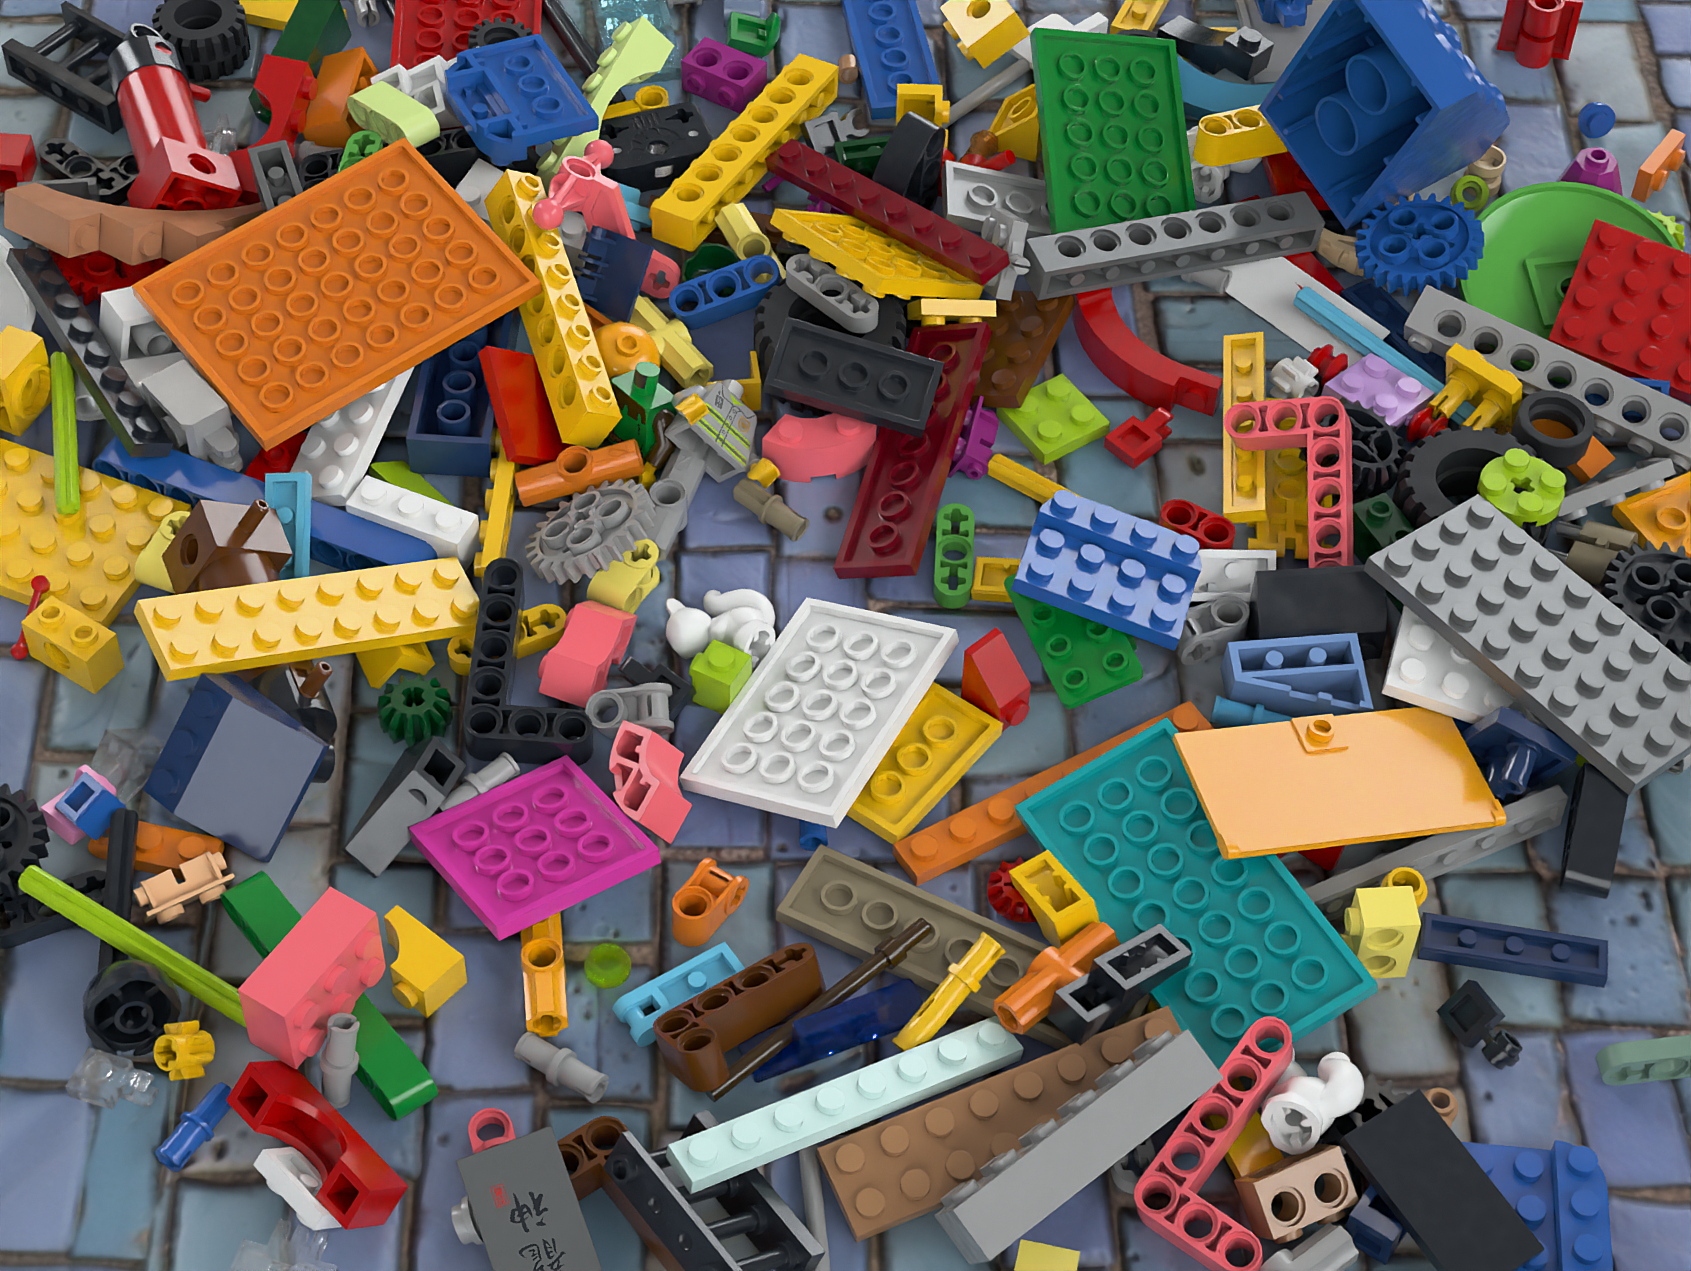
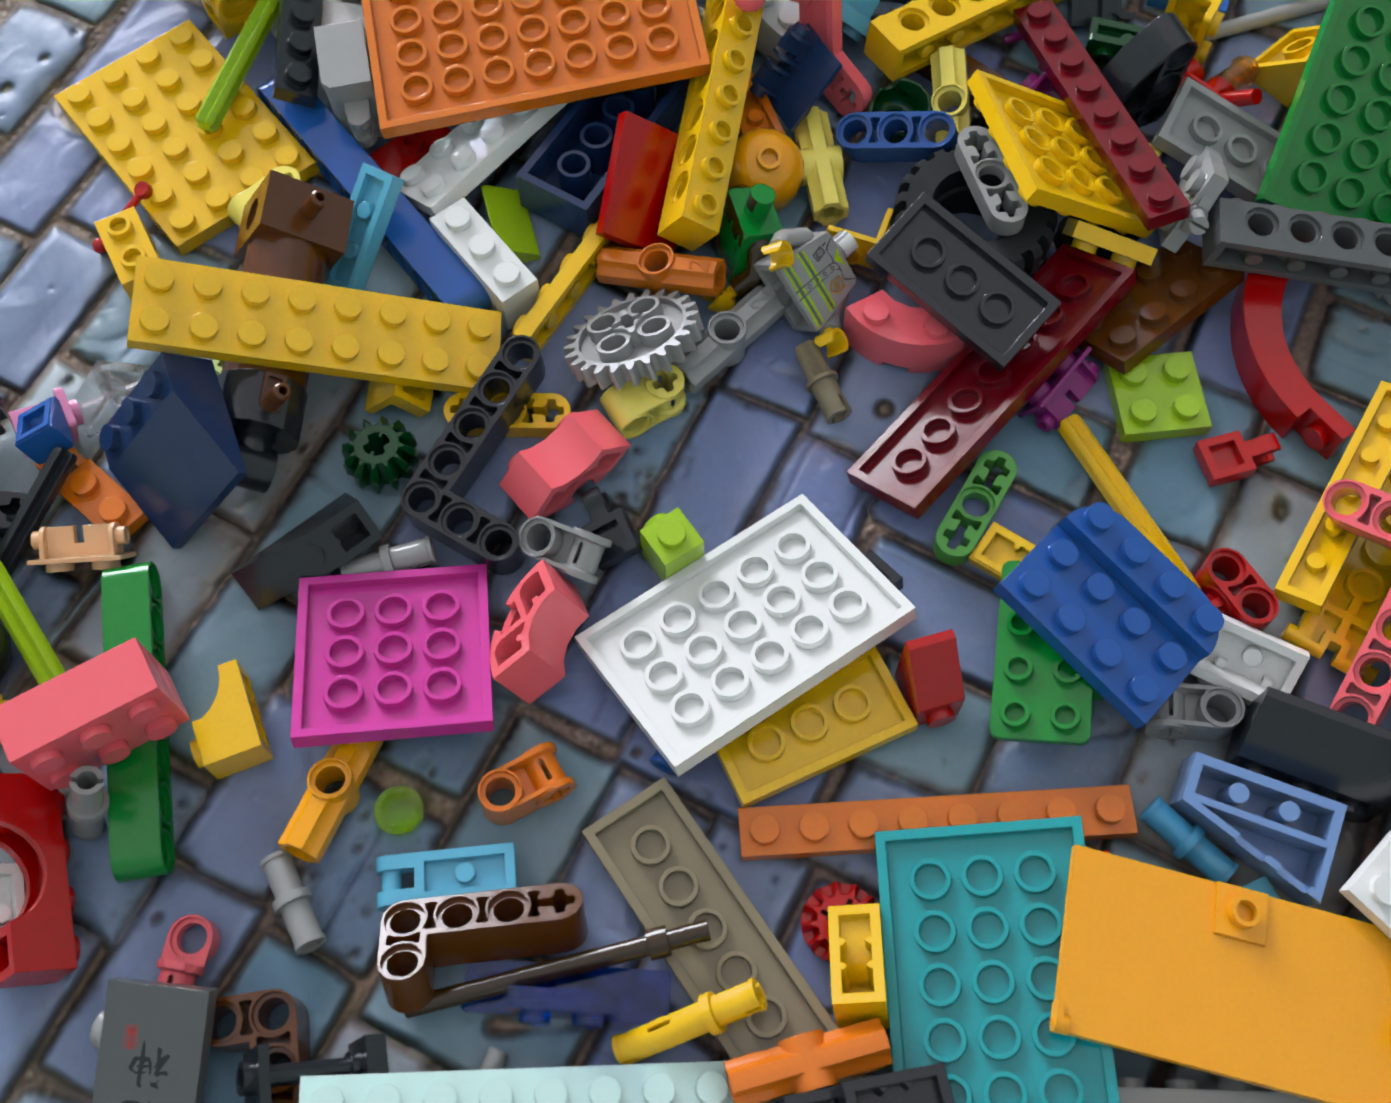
camera: 30 degrees right, 15 degrees up
(739, 620) = (716, 503): white animal -> none

